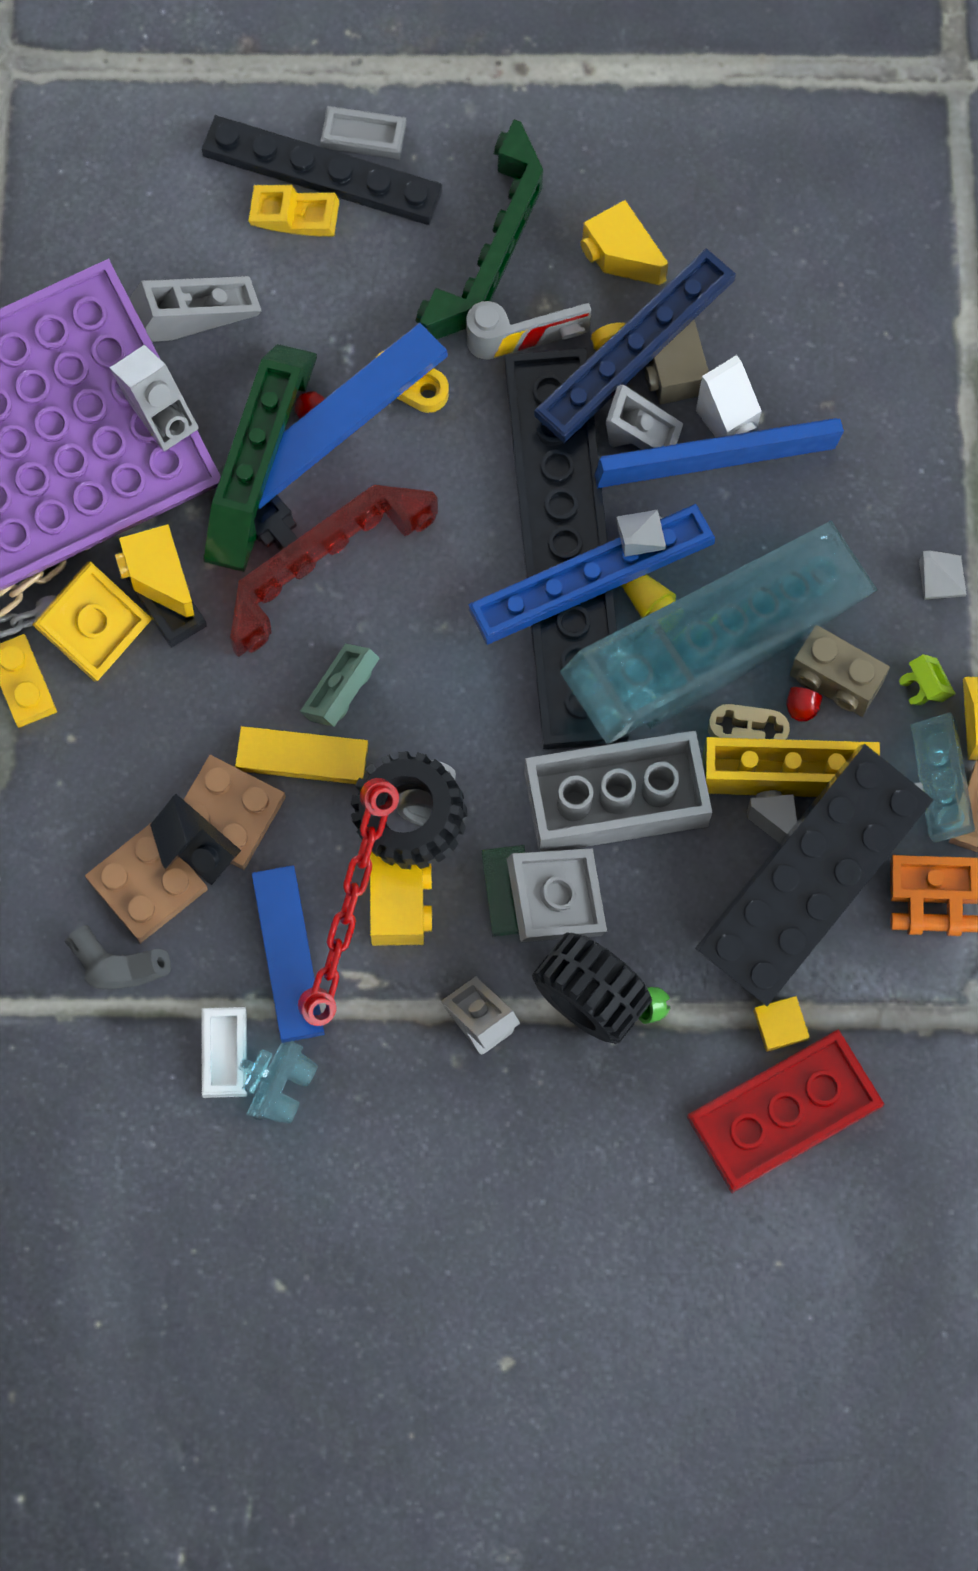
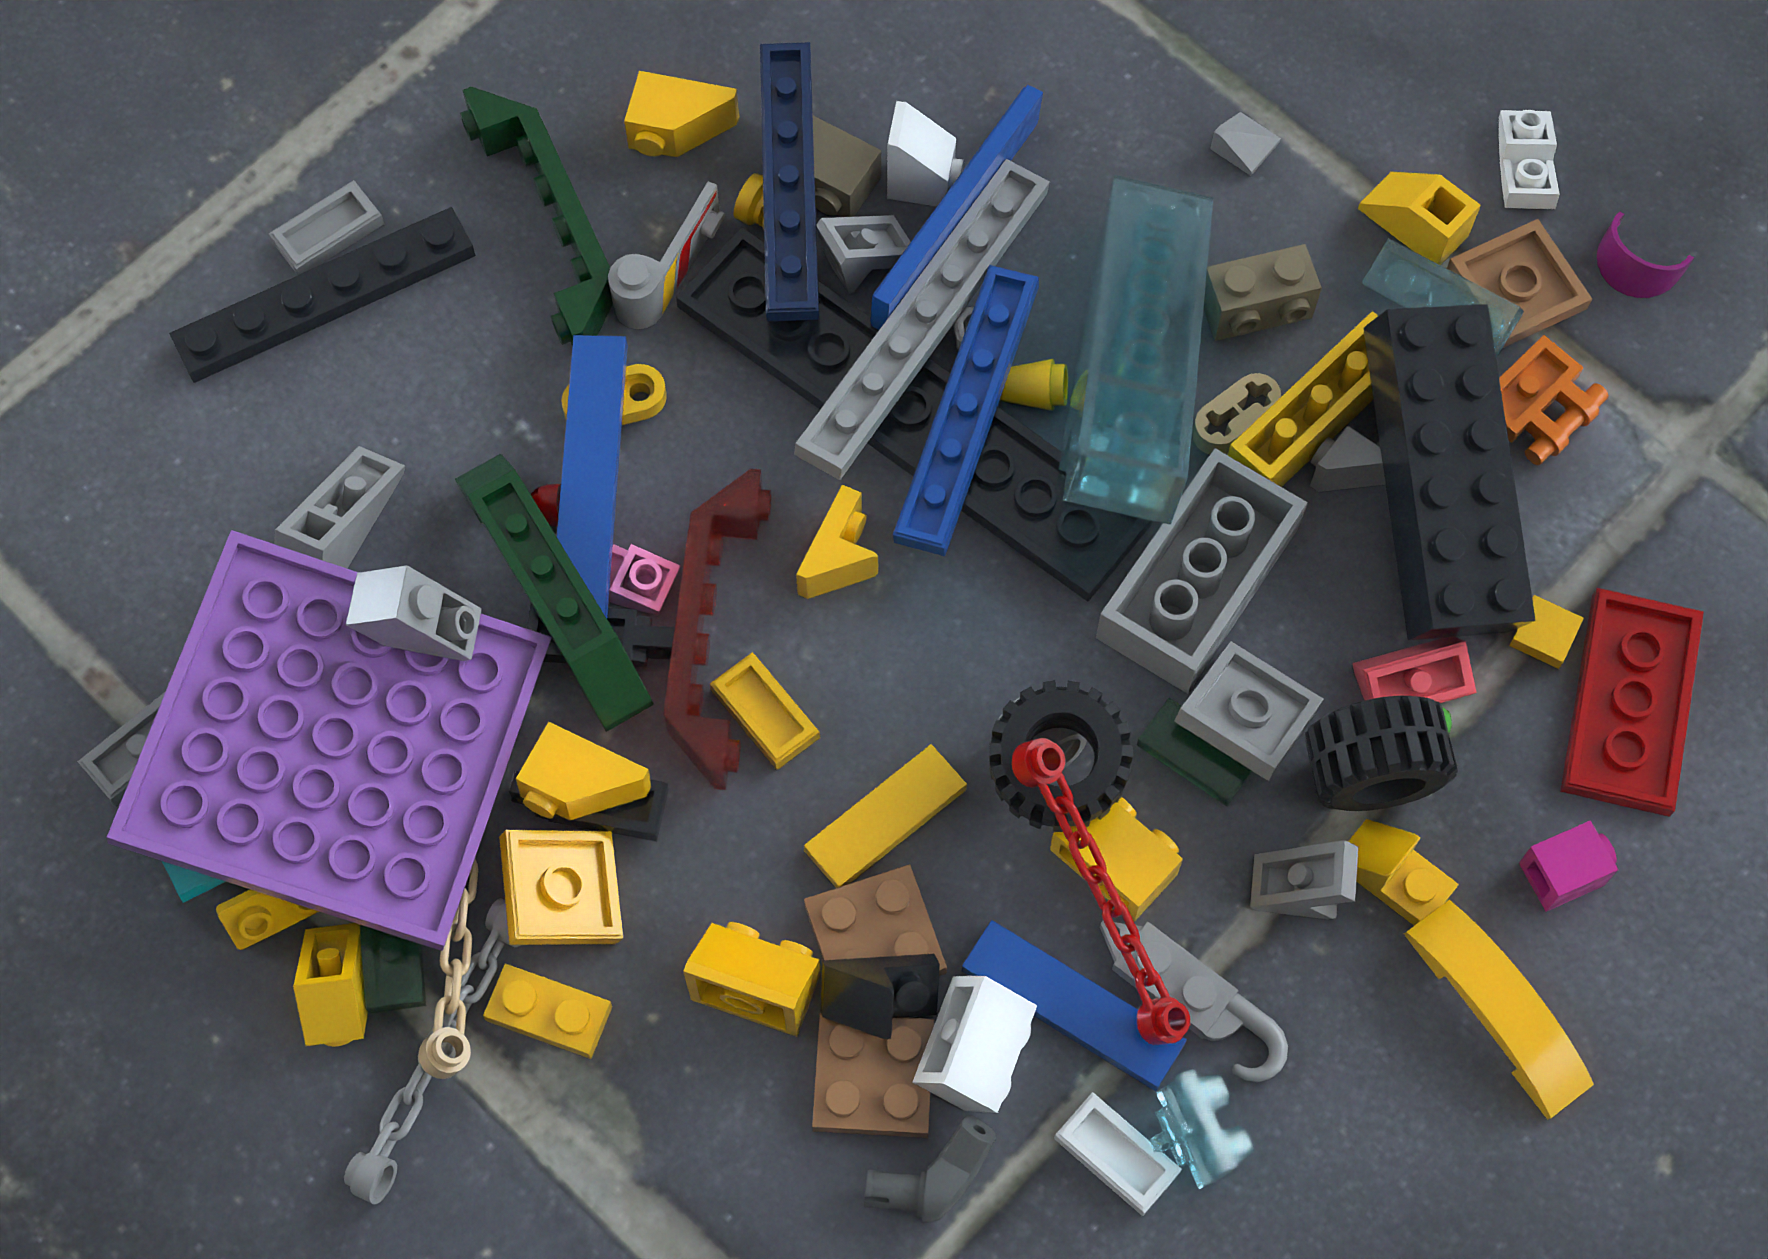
camera: 45 degrees left, 5 degrees down
(136, 765) = (753, 976): none -> yellow slope
(209, 919) = (975, 1044): none -> white brick
(291, 212) = (344, 350): yellow slope -> none
(303, 634) = (764, 711): none -> yellow tile
(313, 495) = (640, 579): none -> bright pink slope
(340, 685) = (852, 719): sand green plate -> none
(358, 1017) = (1212, 1002): none -> light grey plate
(424, 584) = (833, 555): none -> yellow slope
(508, 1190) = (1505, 1006): none -> yellow slope
(539, 1065) = (1398, 873): none -> yellow slope
(605, 499) = (920, 320): none -> light grey plate
(636, 1157) = (1569, 865): none -> dark pink brick
(641, 533) = (974, 330): light grey slope -> none
(678, 972) = (1427, 670): none -> coral slope
(803, 703) = (1258, 349): red hinge -> none
(931, 680) = (1337, 231): lime tile -> none

